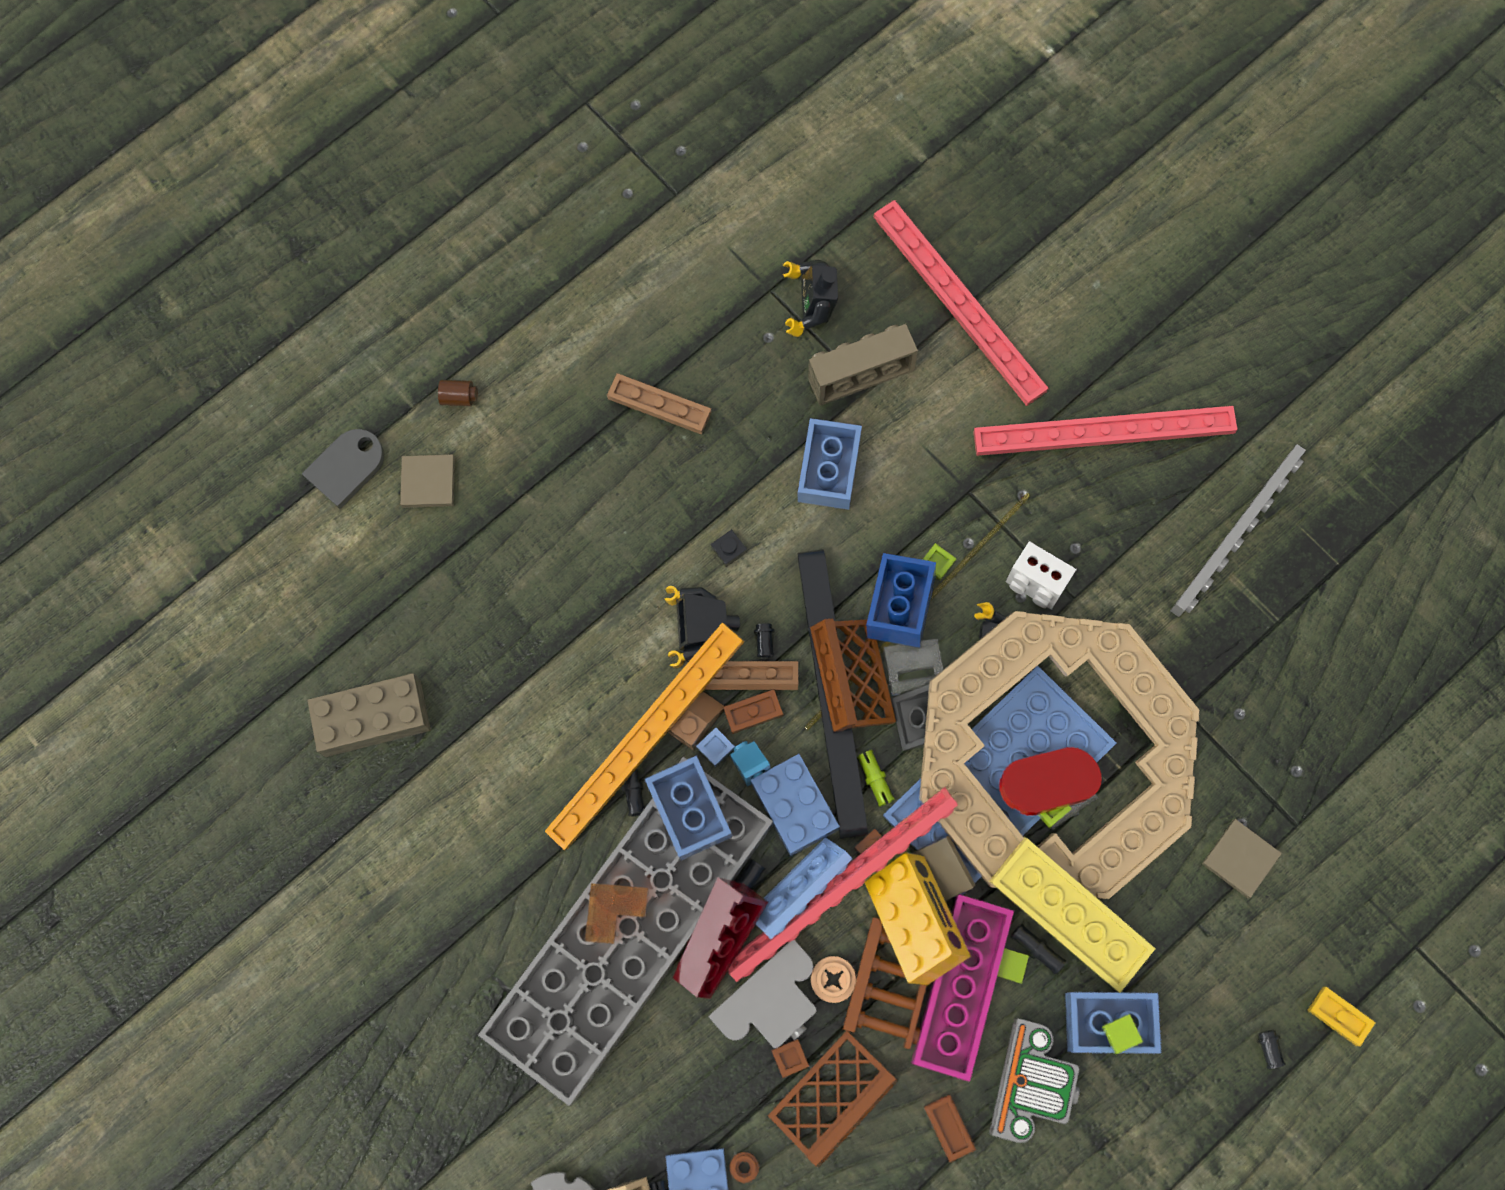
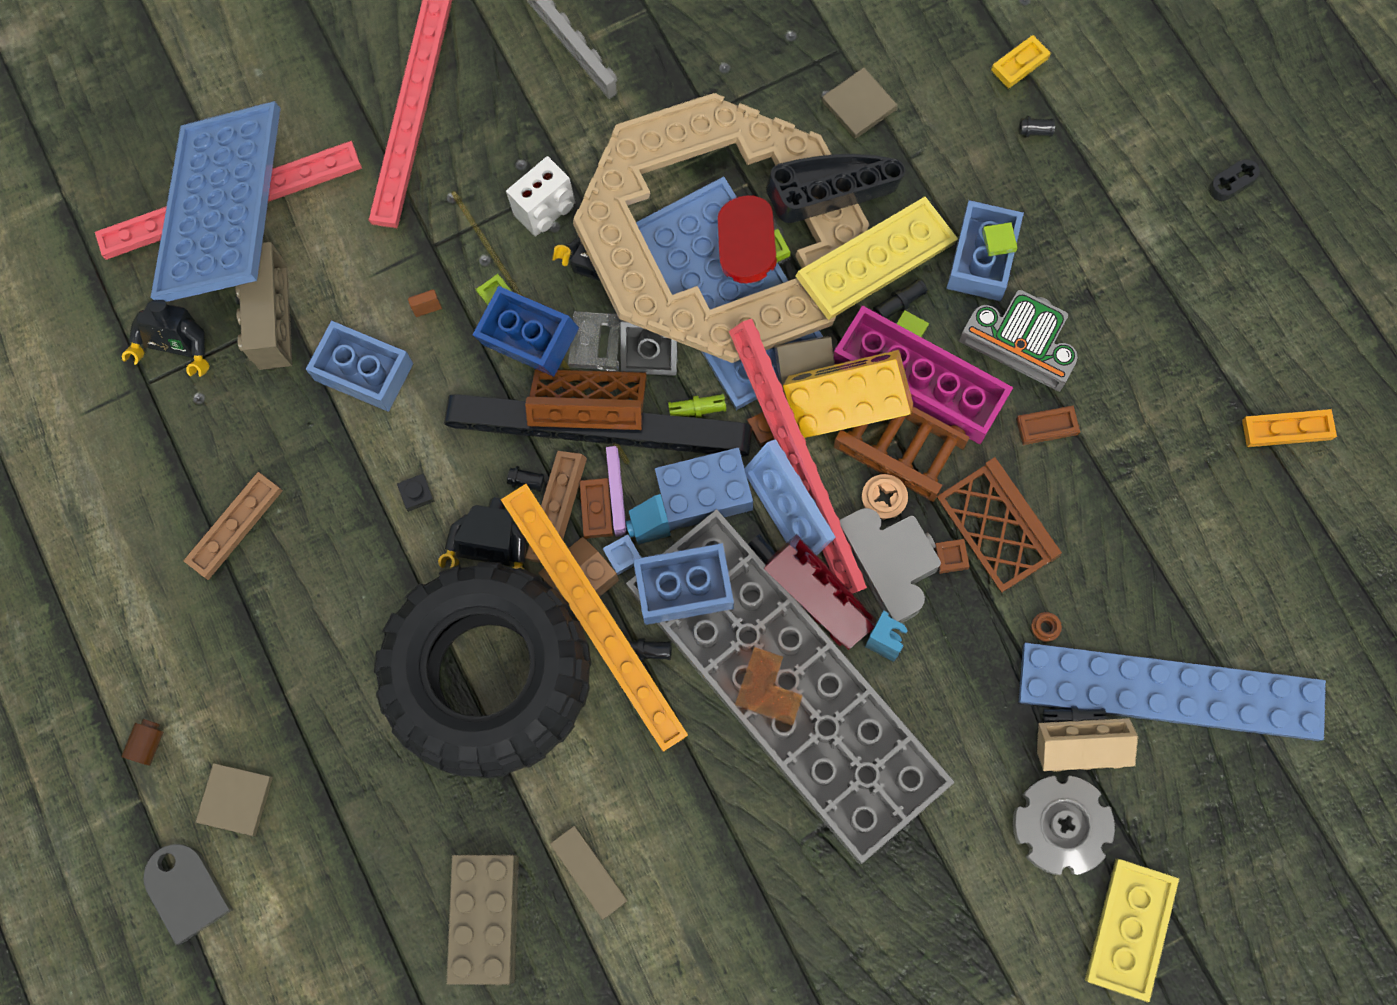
camera: 75 degrees left, 0 degrees up
(428, 794) = (588, 872): none -> dark tan tile
(535, 604) = (425, 629): none -> black tyre
(695, 1008) = (884, 640): none -> dark azure hinge
(773, 724) = (616, 491): none -> lavender tile
(907, 502) = (424, 303): none -> dark orange tile
(945, 292) = (217, 203): none -> medium blue plate
(1142, 839) = (823, 177): none -> black beam

